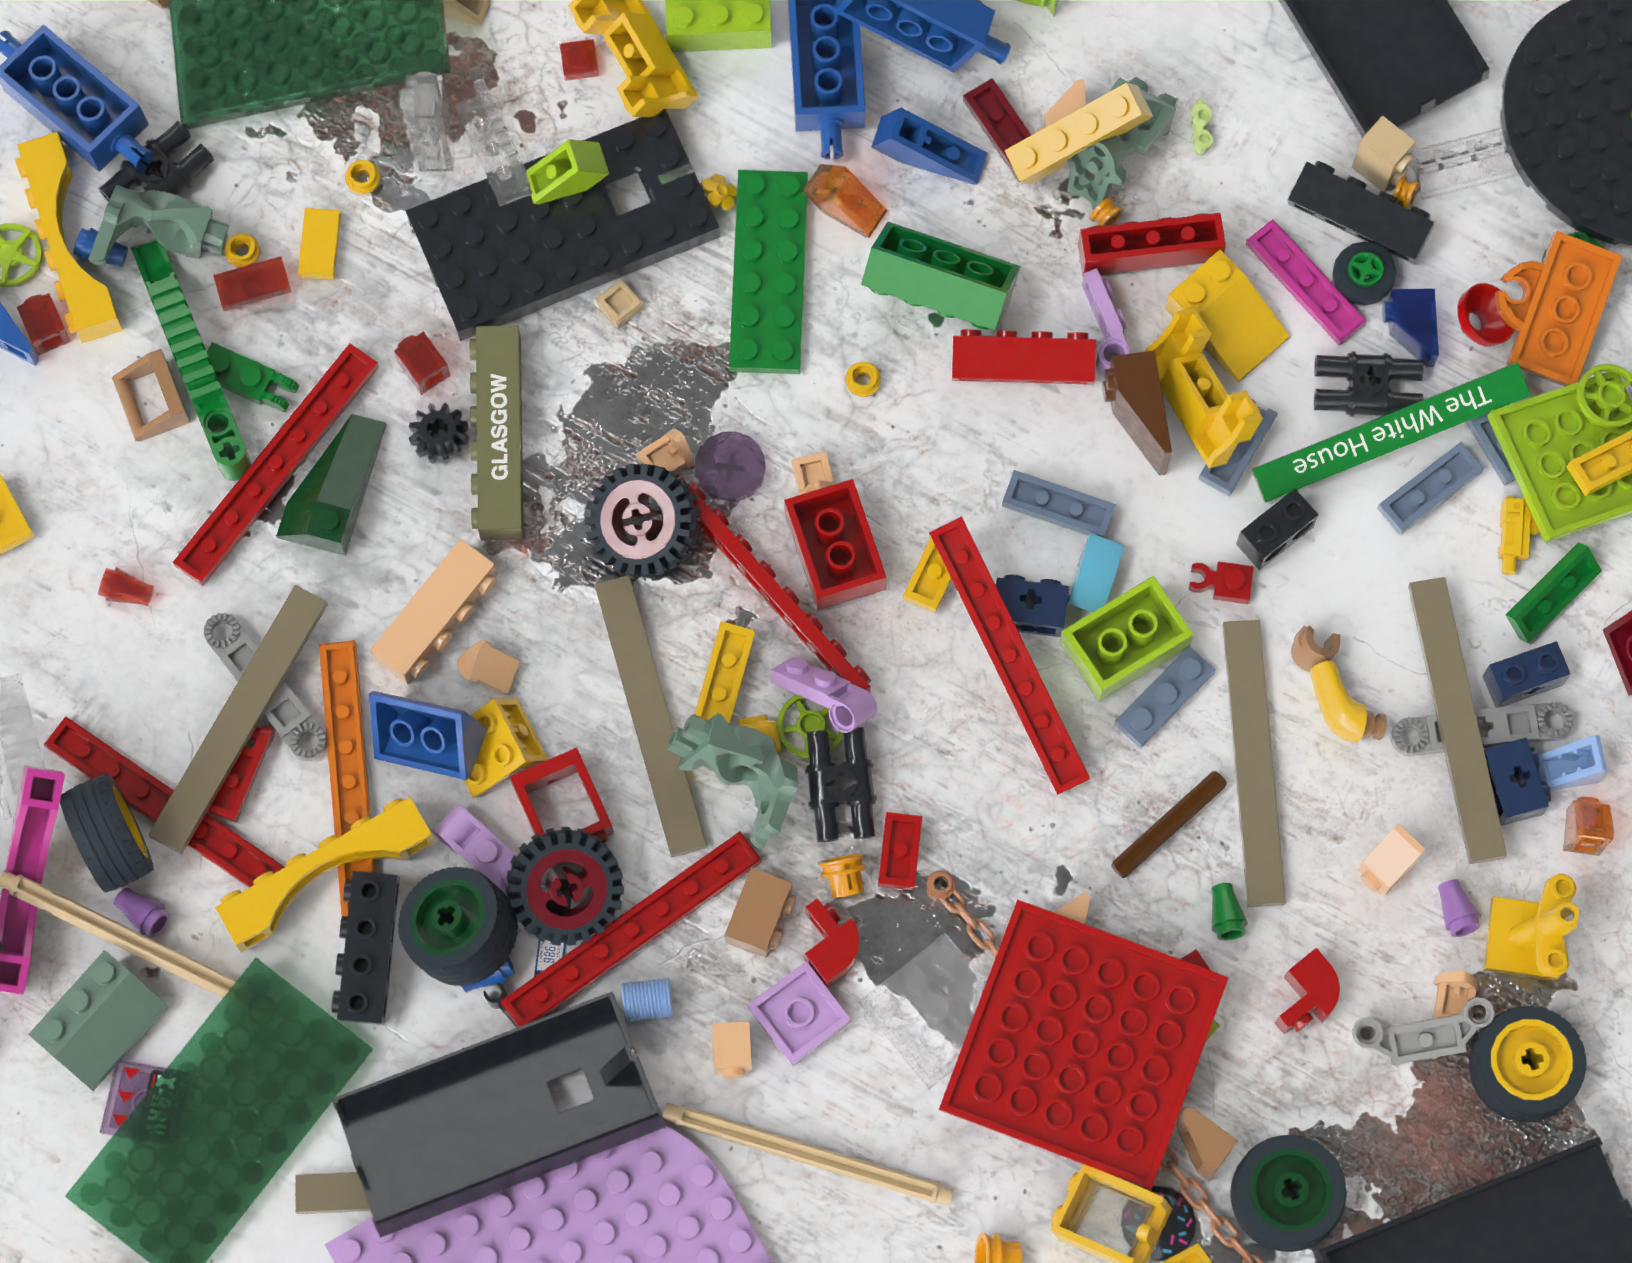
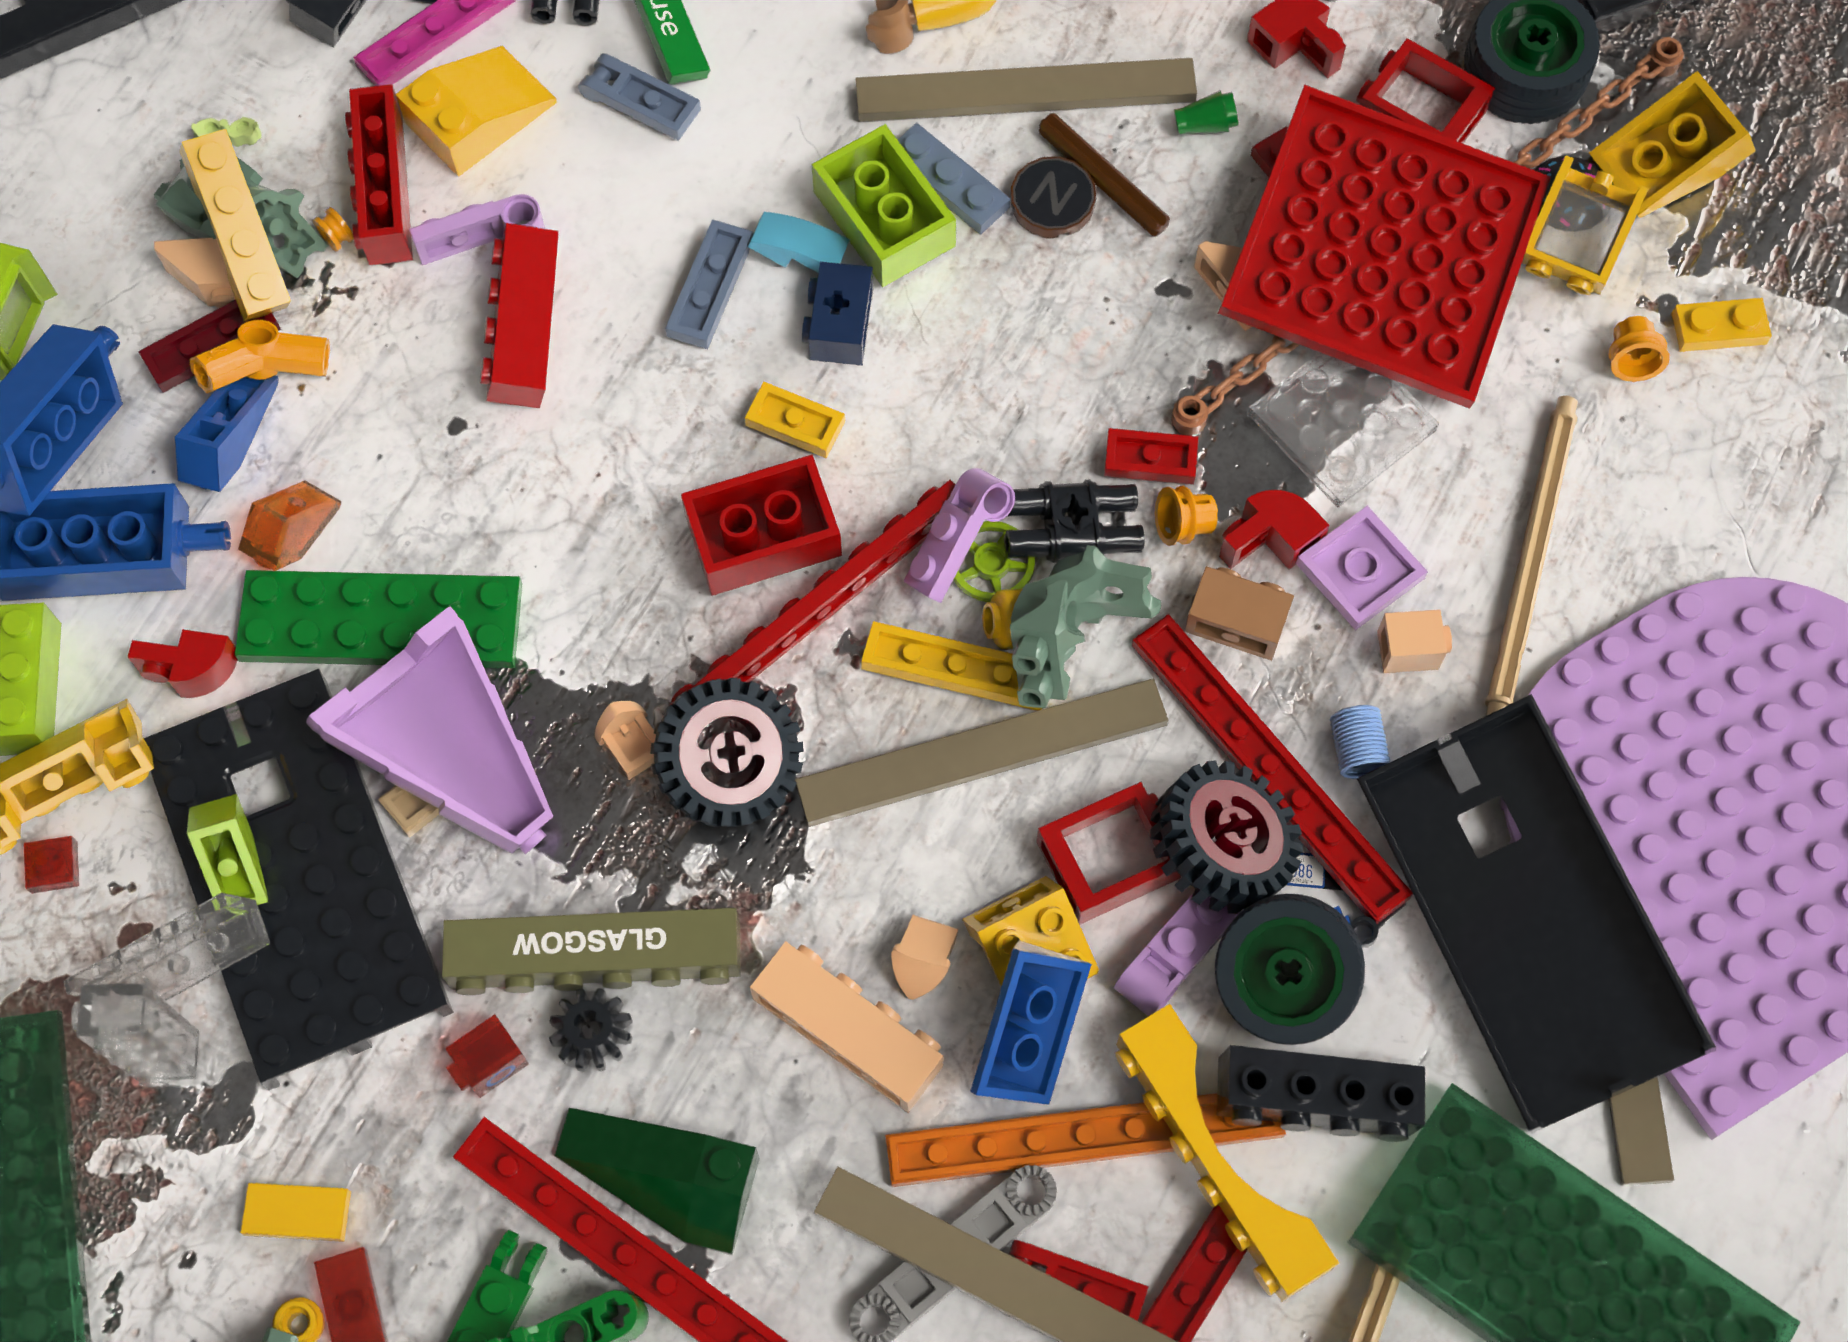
camera: 90 degrees left, 5 degrees down
(358, 168) = (189, 1144): yellow plate -> none
(656, 312) = (443, 736): none -> lavender cone
(718, 192) = (264, 677): yellow plant -> none
(728, 140) = (192, 668): none -> red brick
(730, 466) = (647, 660): clear purple tile -> none
(812, 472) = (666, 561): light nougat tile -> none
(863, 369) = (532, 493): yellow plate -> none
(940, 276) = (408, 400): brick -> none
(990, 185) = (260, 355): none -> light orange piece
(1009, 655) = (905, 323): red plate -> none
(1138, 405) = (596, 180): reddish brown slope -> none
(1146, 782) = (1053, 196): none -> black tile
(1201, 403) = (579, 124): yellow bracket -> none
(1204, 1142) = (1496, 118): medium nougat tile -> none
(1229, 581) = (805, 113): red plate -> none
(1276, 1072) = (1437, 73): none -> red window
(1277, 529) = (747, 53): black brick -> none

